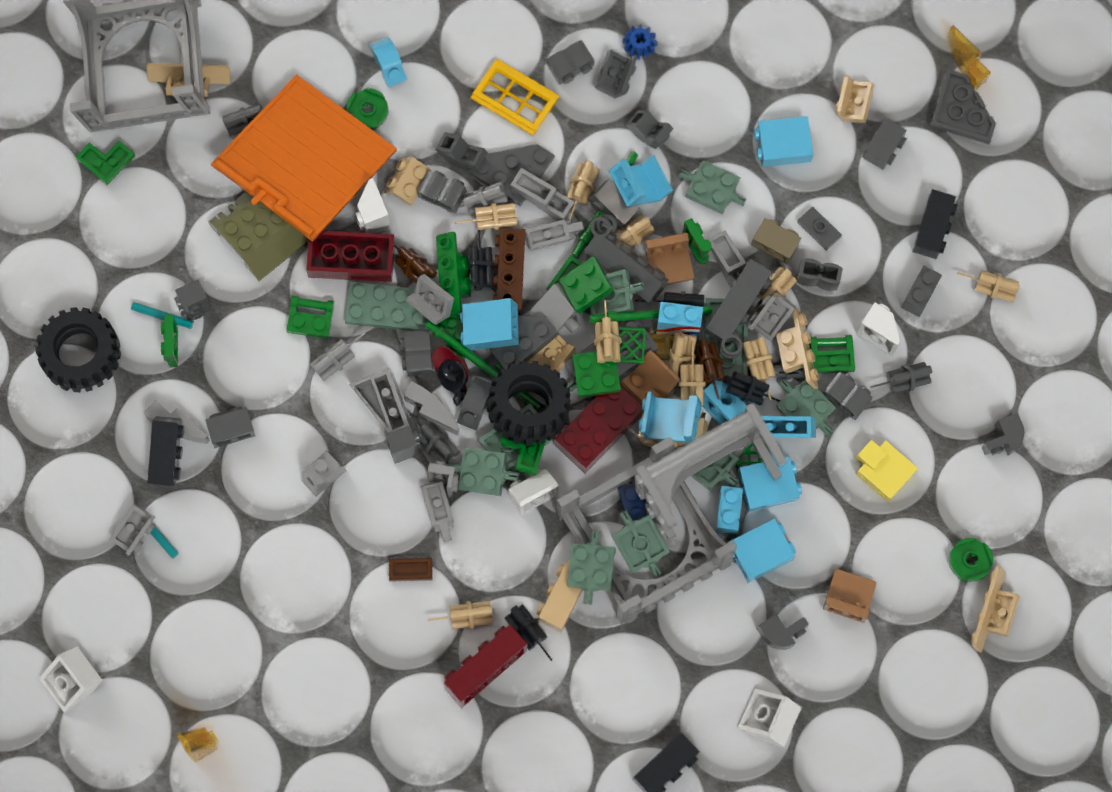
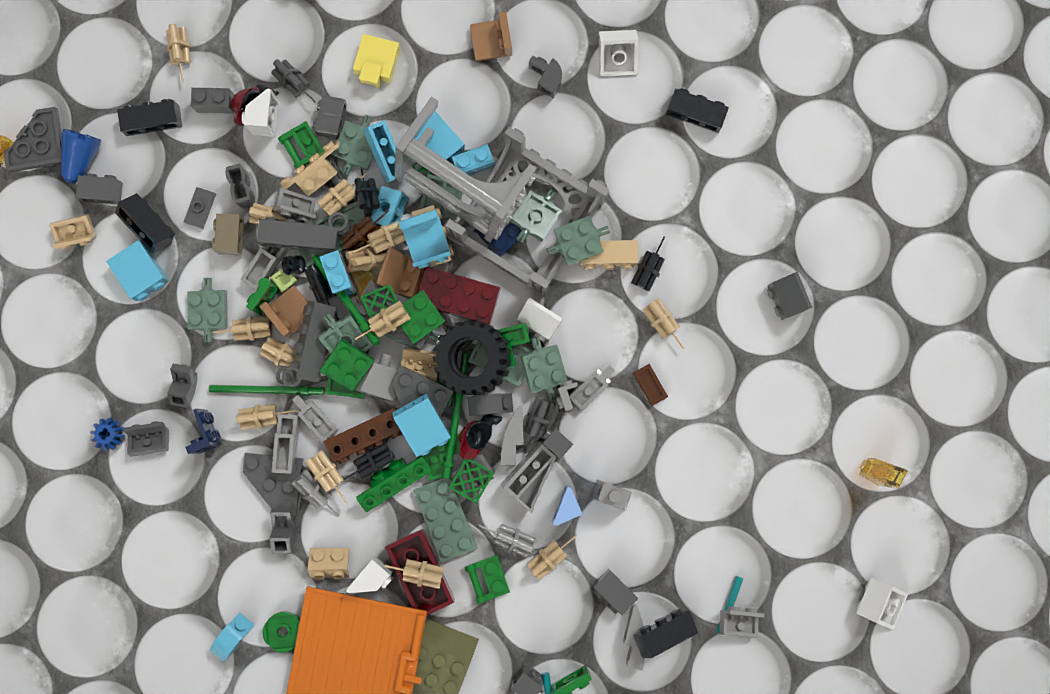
camera: 115 degrees left, 10 degrees up
(296, 381) = (547, 559): none -> tan piece
(335, 422) = (567, 508): none -> light blue slope
(350, 253) = (421, 573): none -> tan piece
(403, 332) = (463, 493): none -> green window
(413, 264) = (400, 515): reddish brown piece -> none
(423, 751) = (789, 296): none -> dark grey slope
(431, 300) = (426, 484): light grey bracket -> none
(442, 191) = (324, 528): dark grey brick -> none
(485, 665) = (699, 283): dark red brick -> none
(506, 113) = (227, 513): yellow piece -> none
(570, 62) = (155, 482): dark grey brick -> none
(590, 130) = (211, 437): none -> dark blue bracket
(609, 201) = (262, 381): brick -> none
(641, 182) = (233, 368): medium azure panel -> none
(673, 216) = (249, 328): none -> tan piece
(706, 272) = (283, 281): none -> yellowish green tile
(713, 286) = (293, 265): none -> black wheel
(763, 550) = (490, 120): medium azure brick -> none
(827, 169) = (144, 223): none -> black brick
(906, 325) = (243, 98): none -> hair
(931, 140) = (76, 154): none -> blue cone

